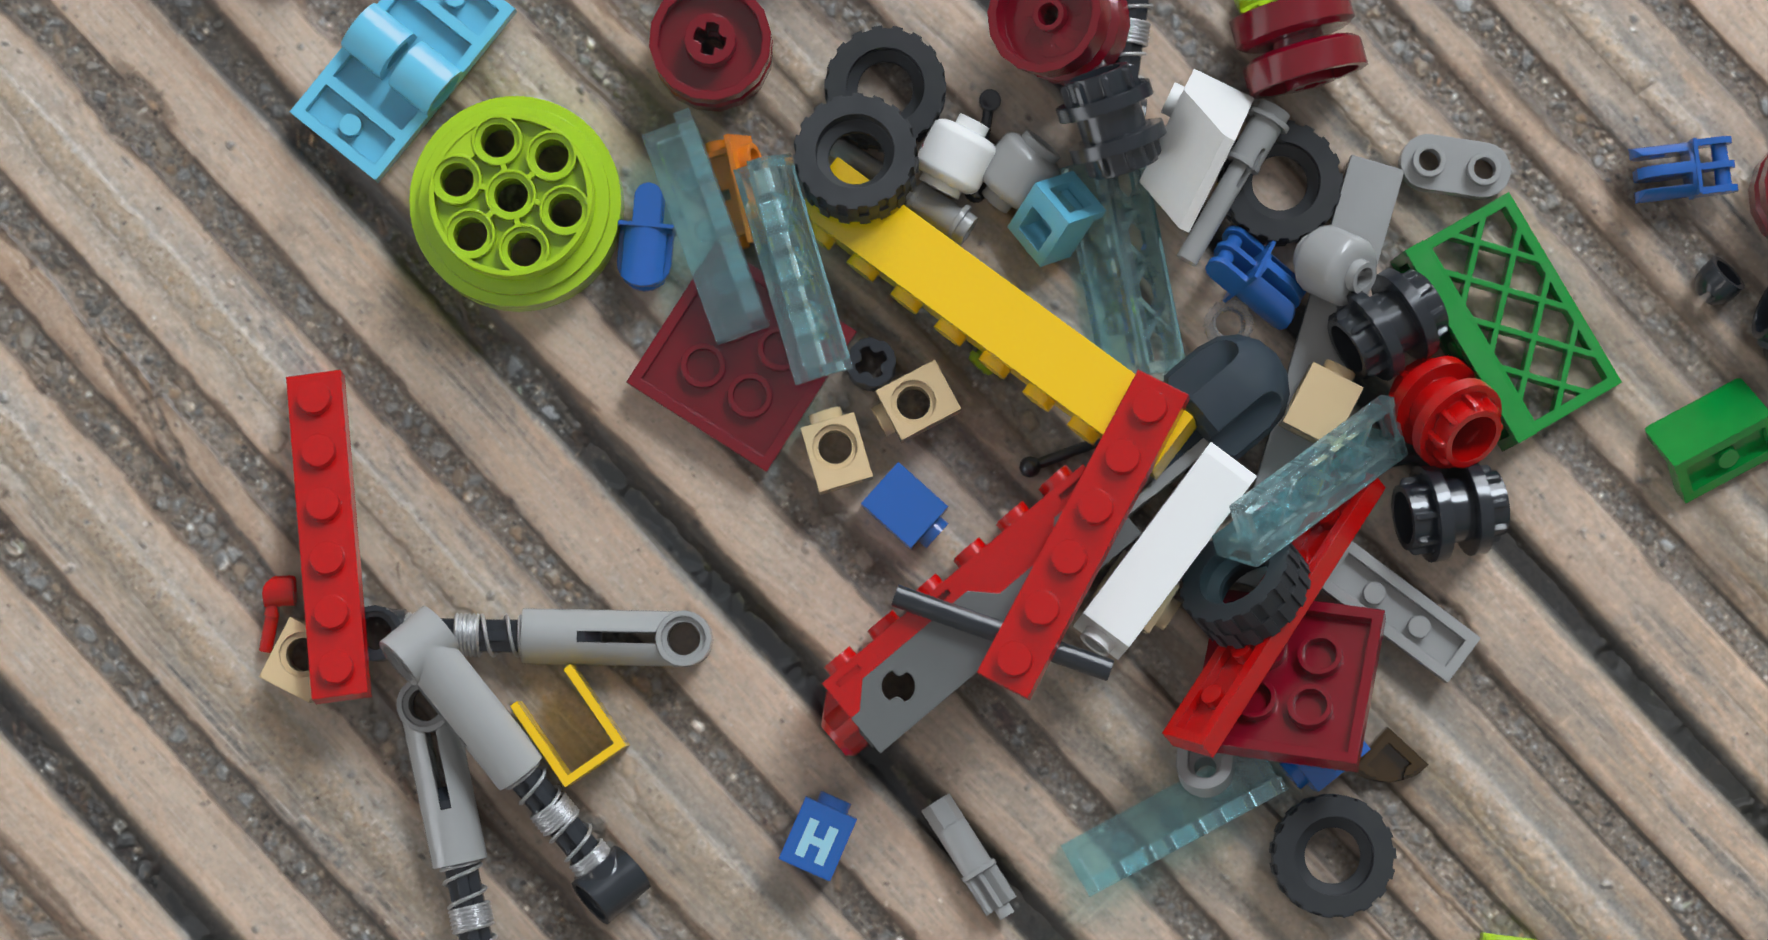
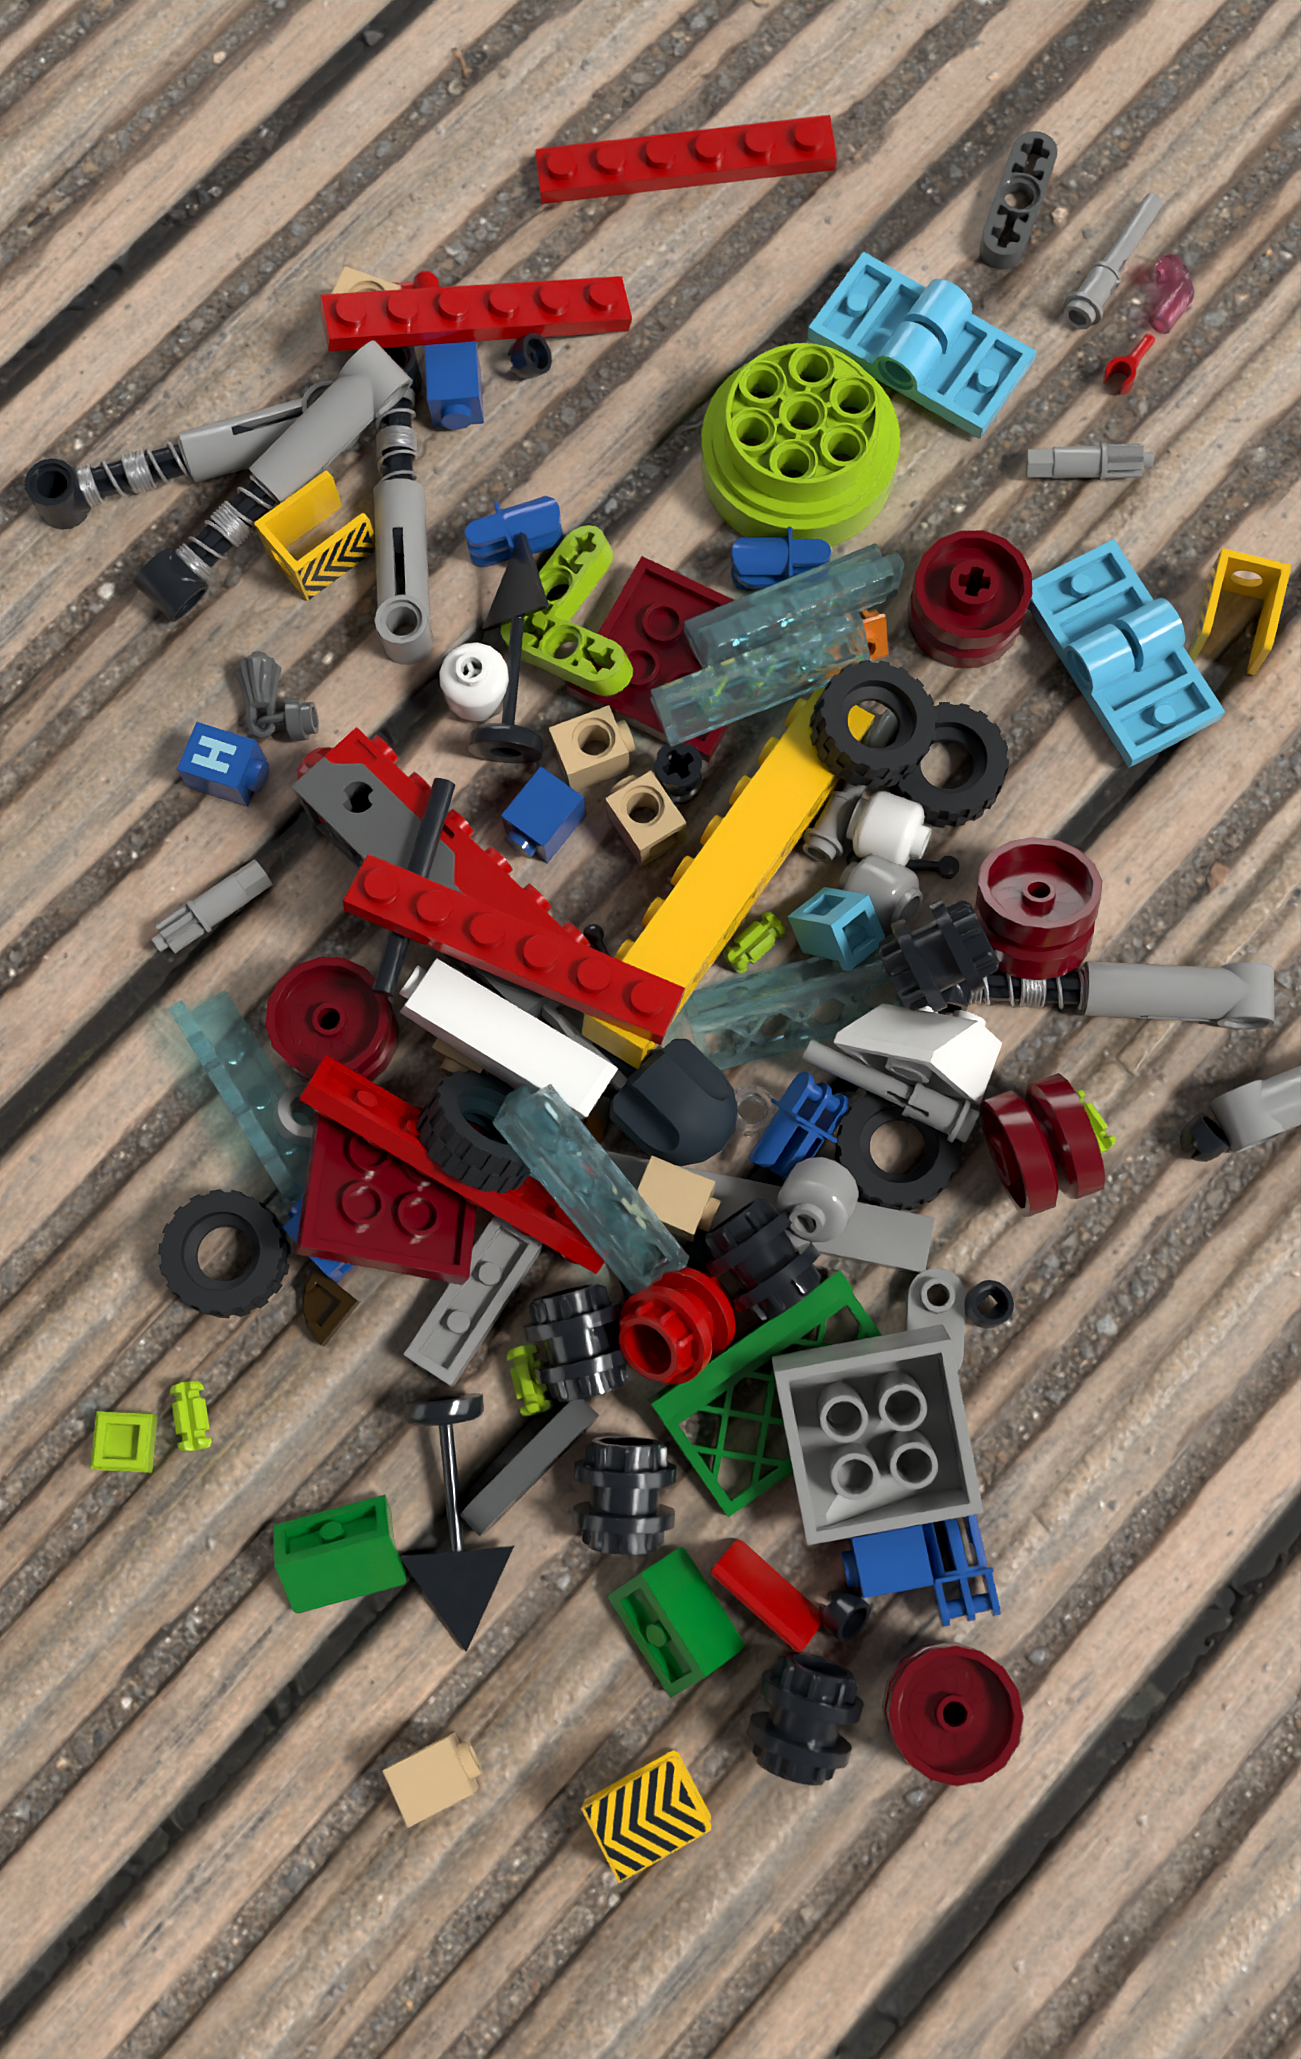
camera: 90 degrees right, 10 degrees down
(142, 295) = (686, 159): none -> red plate
(384, 488) = (540, 354): none -> black hinge
(404, 568) = (454, 385): none -> blue brick
(582, 509) = (495, 536): none -> blue arm
(669, 510) = (516, 597): none -> black piece
(684, 482) = (581, 564): none -> lime beam
(726, 796) = (259, 682): none -> dark grey piece
(771, 579) = (474, 681): none -> white head
(1054, 299) = (754, 942): none -> lime piece
(1081, 738) = (318, 996): none -> dark red wheel
(1449, 106) = (997, 1313): none -> black hinge
(1478, 565) = (525, 1380): none -> lime piece
(1487, 896) = (190, 1416): none -> lime piece
(1562, 232) = (877, 1434): none -> light grey slope
(1563, 568) = (529, 1466): none -> dark grey beam
(1587, 476) = (624, 1495): none -> black piece
(1628, 757) = (338, 1554): none -> green panel
(1661, 643) = (458, 1579): none -> black piece
(1675, 235) = (887, 1562): none -> blue brick
(1696, 352) = (768, 1595): none -> red slope

